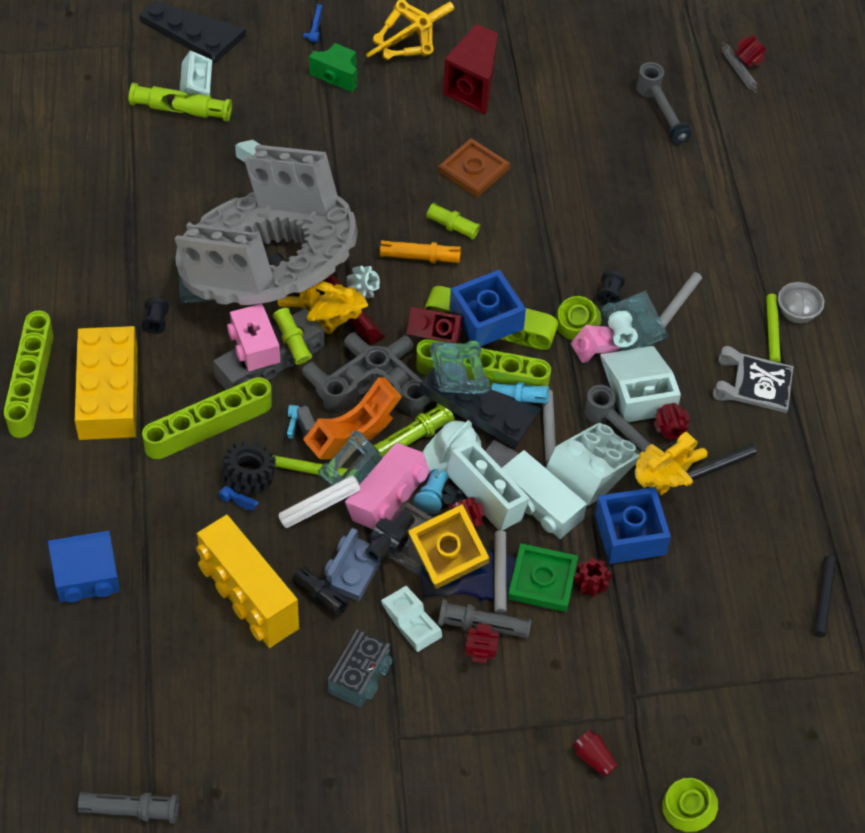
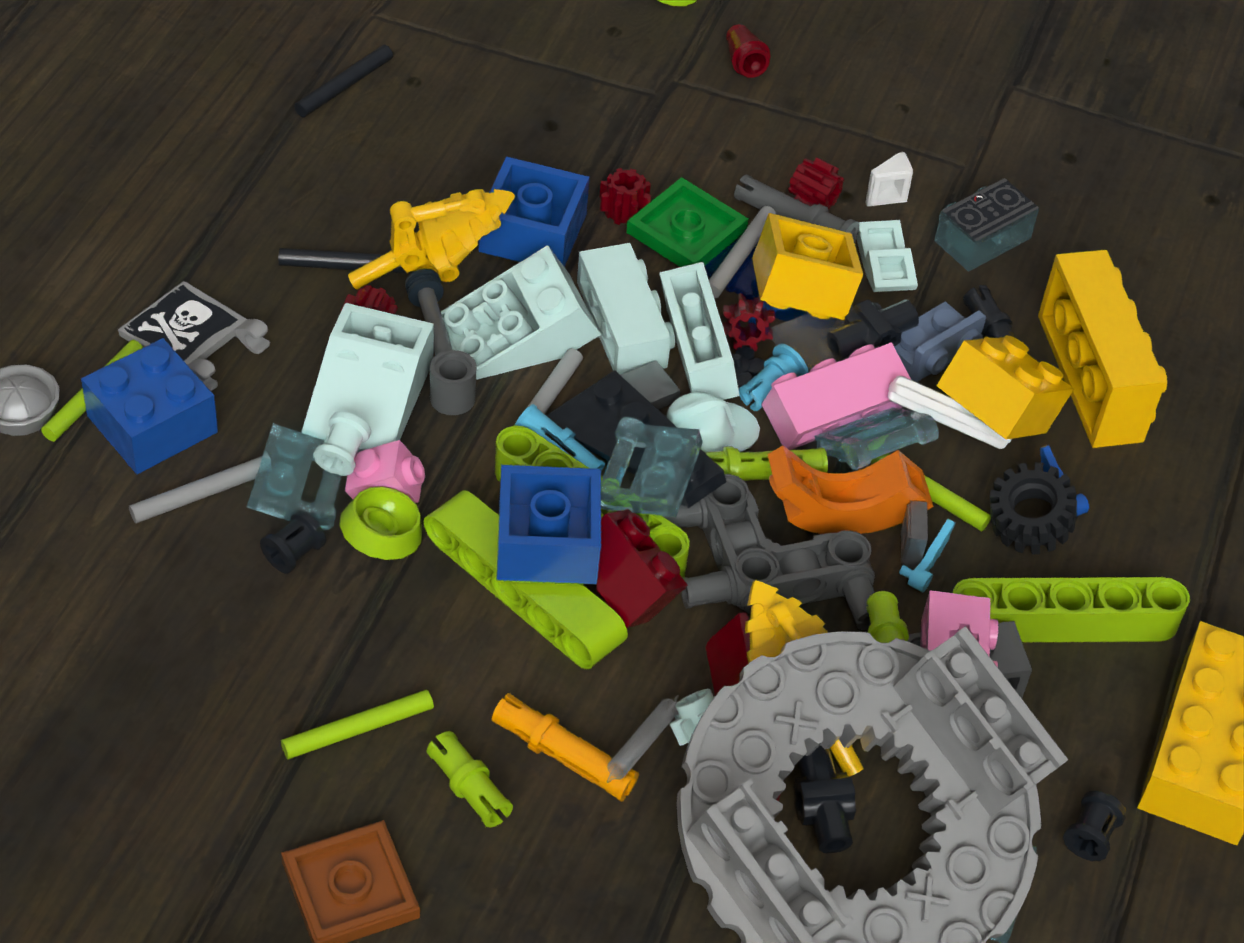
camera: 155 degrees left, 5 degrees down
(293, 523) = (1005, 386): none -> yellow brick
(385, 277) = (662, 727): none -> light grey piece
(435, 675) = (890, 181): none -> white slope
(519, 228) = (357, 724): none -> lime bar
(734, 318) = (150, 405): none -> blue brick

